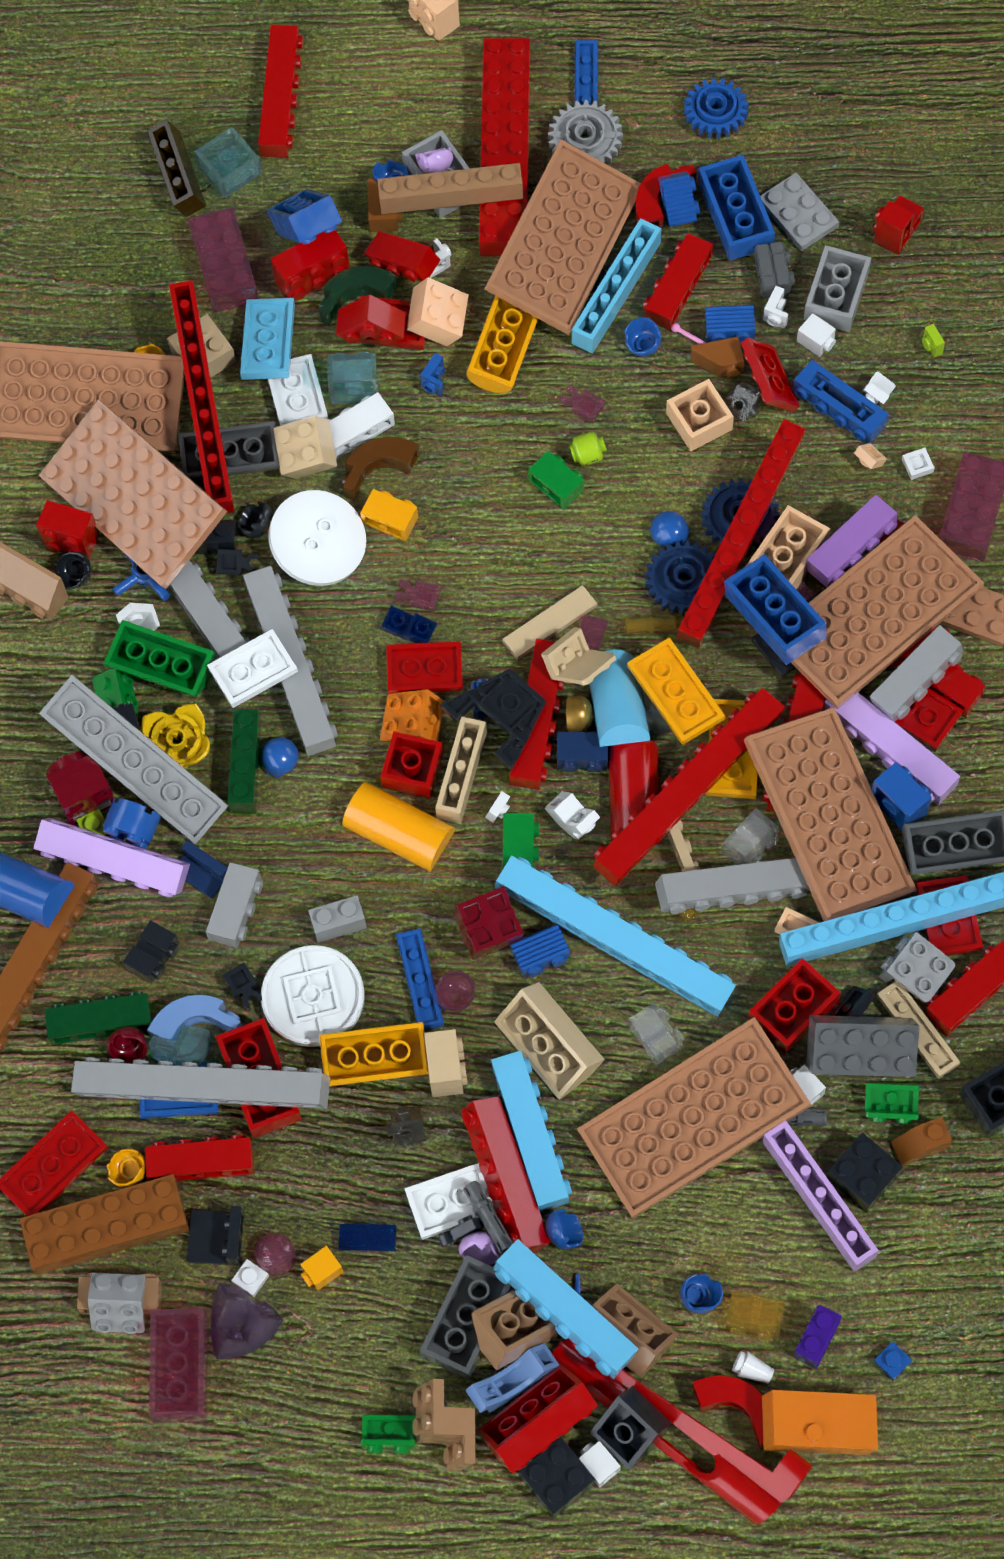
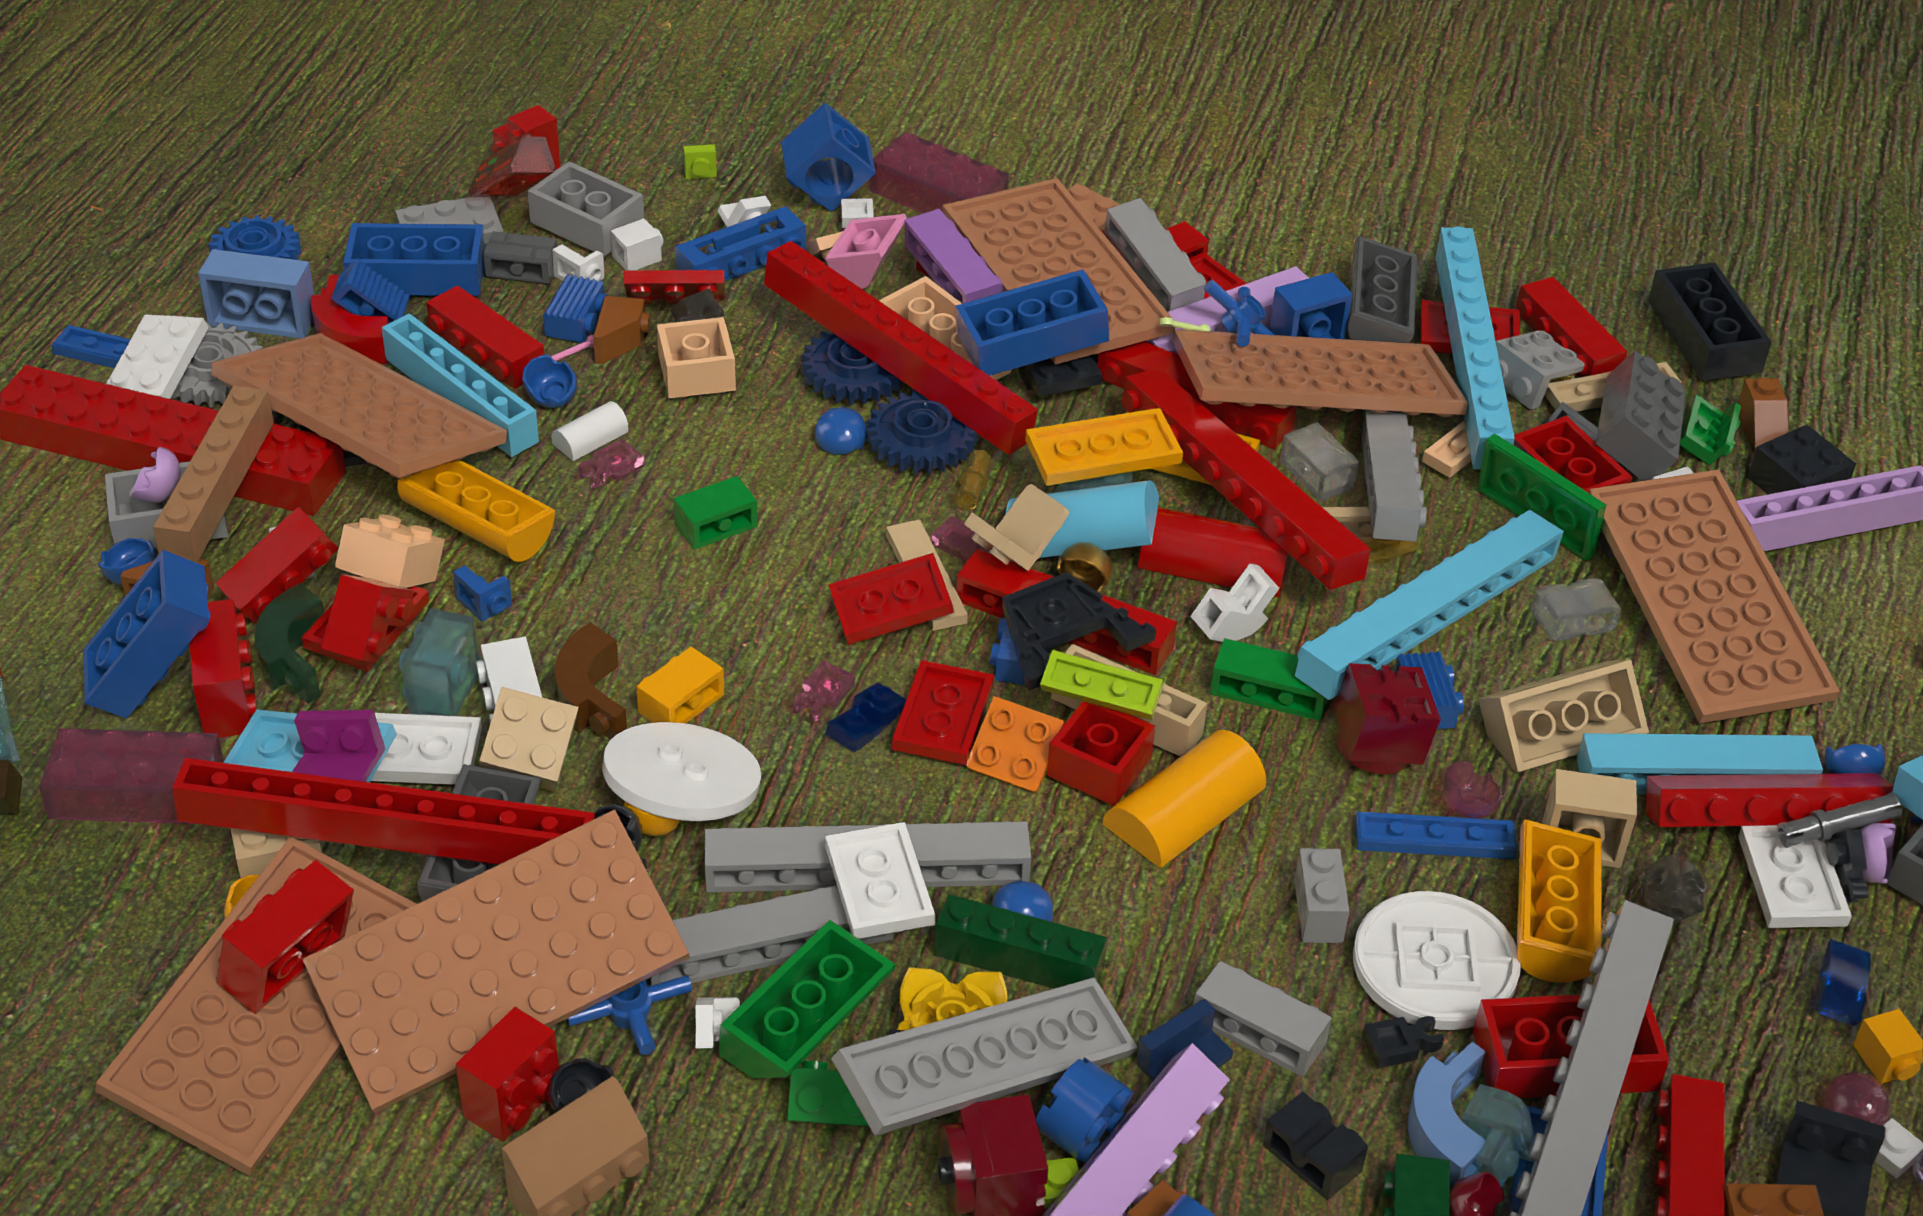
camera: 80 degrees left, 25 degrees down
(103, 383) = (268, 946): none -> red brick
(231, 561) = (671, 881): black plate -> none
(240, 354) = (339, 743): none -> magenta bracket
(444, 746) = (1102, 684): none -> lime plate
(498, 808) = (1194, 679): white plate -> none
(509, 607) = (891, 598): none -> red plate
(564, 105) = (158, 354): none -> white plate
(581, 751) = (1141, 576): dark blue brick -> none
(587, 448) = (685, 469): lime head -> none
(611, 379) = (590, 431): none -> white brick
(657, 129) = (257, 293): none -> medium blue brick
(753, 986) = (1526, 484): none -> green tile
(848, 225) = (513, 168): none -> clear red slope
(852, 729) = (1167, 322): none -> yellowish green hinge
(857, 478) = (864, 247): none -> bright pink slope
(864, 743) = (1241, 315): none -> blue bar
(949, 422) = (827, 136): none -> blue brick

